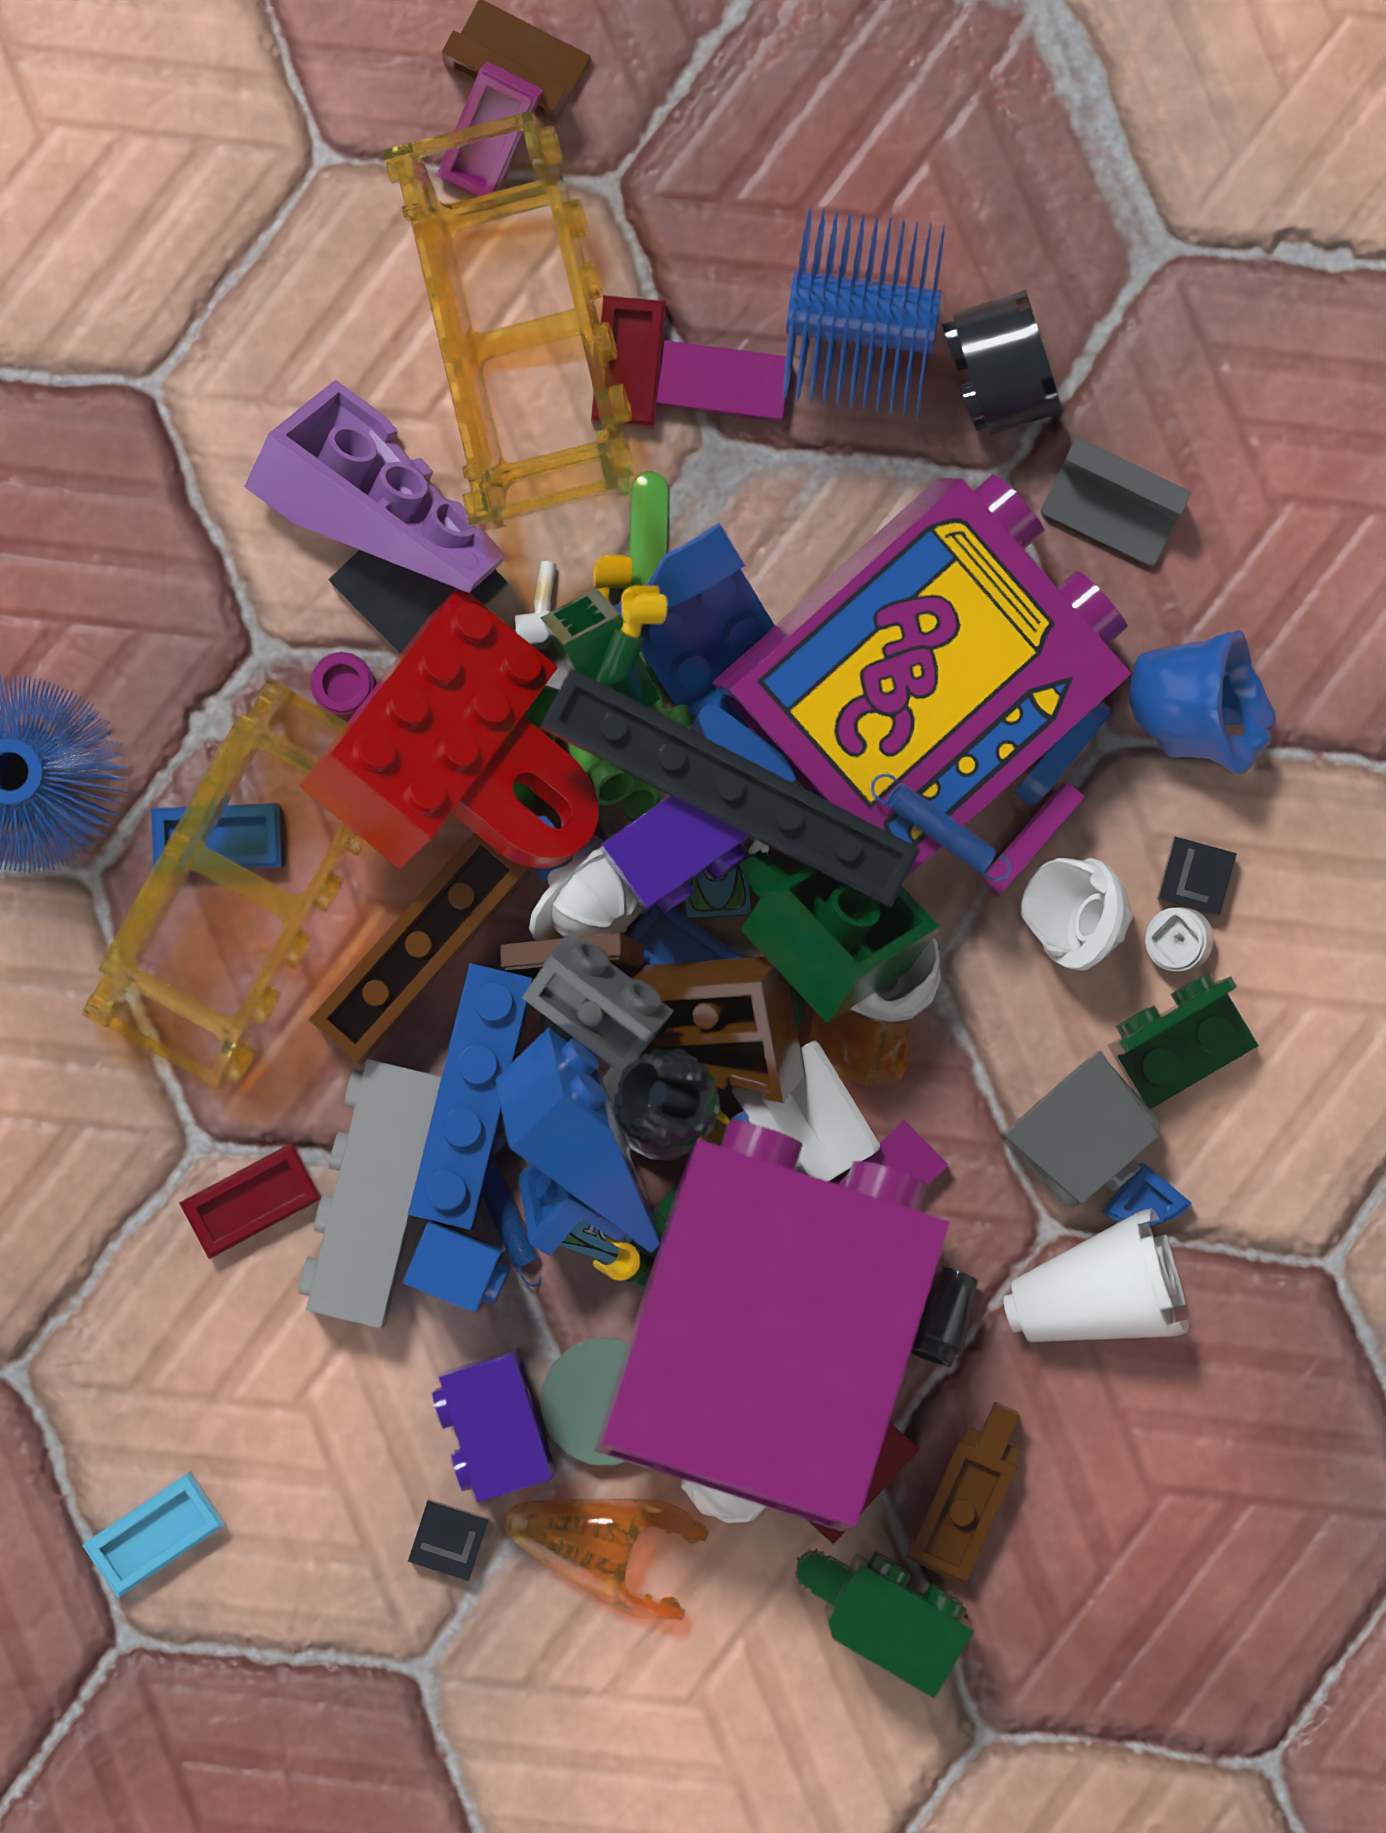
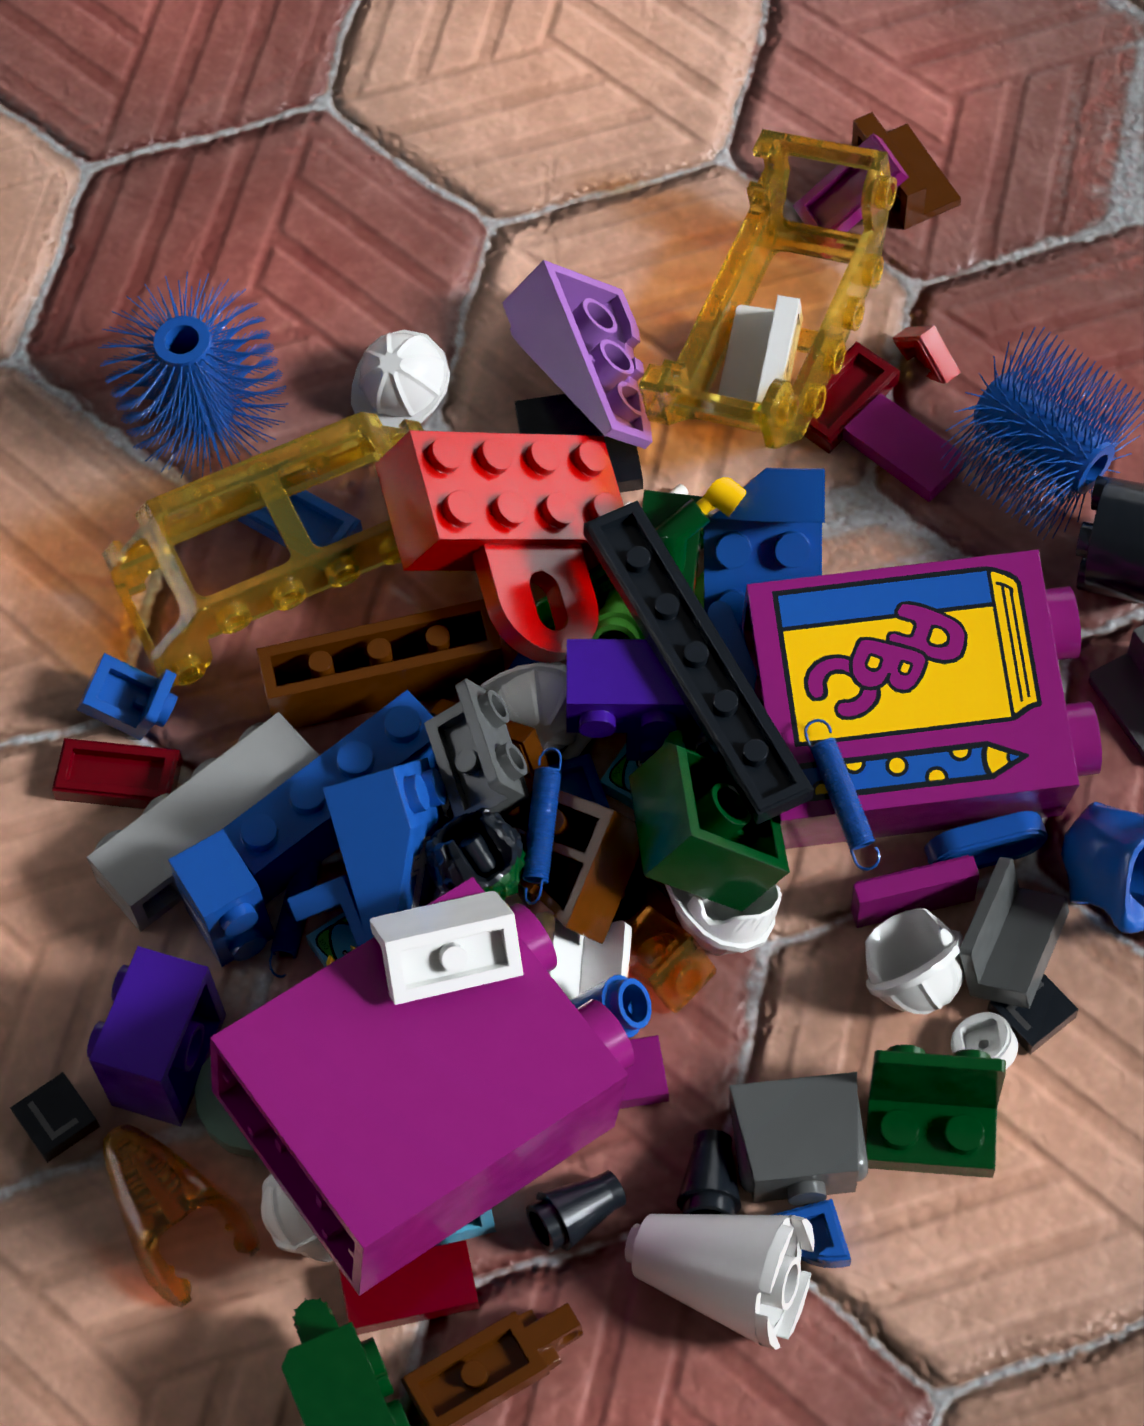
camera: 40 degrees right, 25 degrees down
(204, 633) = (400, 378): none -> white piece
(209, 1126) = (128, 697): none -> blue bracket
(530, 383) = (761, 348): none -> white panel
(678, 261) = (929, 349): none -> red tile
(701, 1029) = (541, 824): none -> blue piece
(730, 1223) = (448, 946): none -> white panel
(866, 1135) = (624, 998): none -> blue cone
(1035, 1217) = (710, 1176): none -> black cone
(1146, 830) = (1011, 939): none -> dark grey panel

